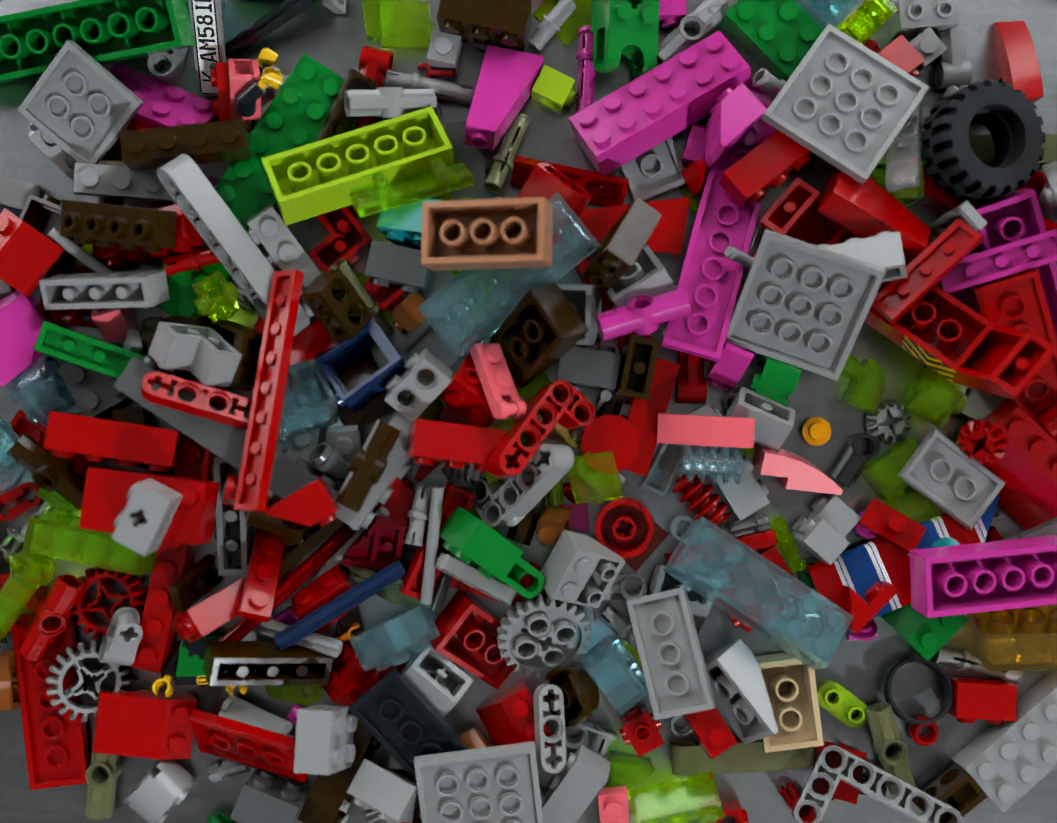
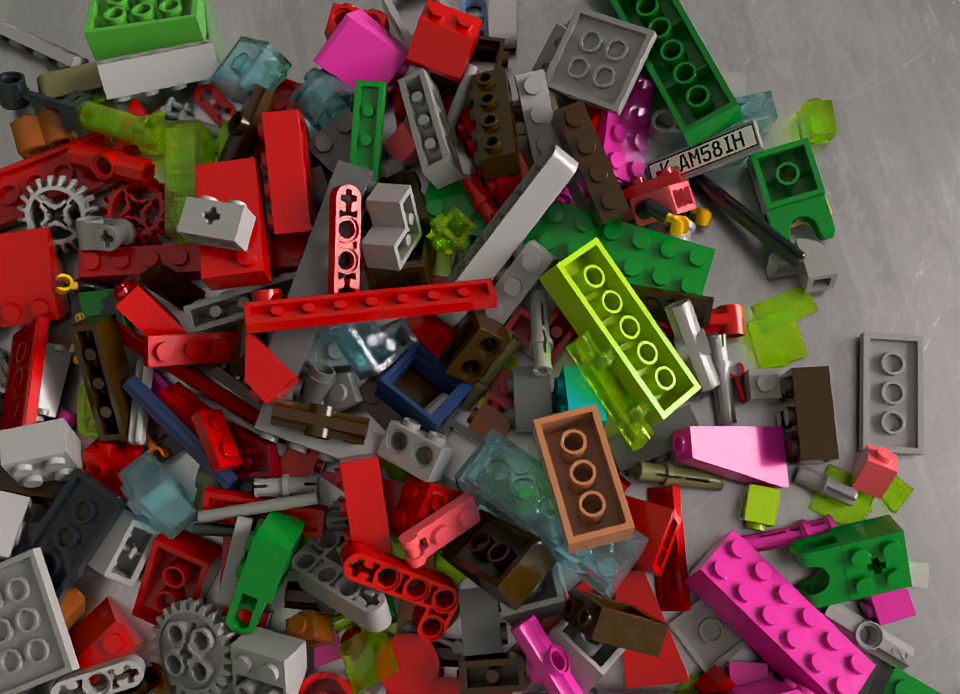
camera: 85 degrees right, 10 degrees down
(348, 240) = (540, 341): none -> light grey pin
(357, 570) = (217, 440): none -> red plate

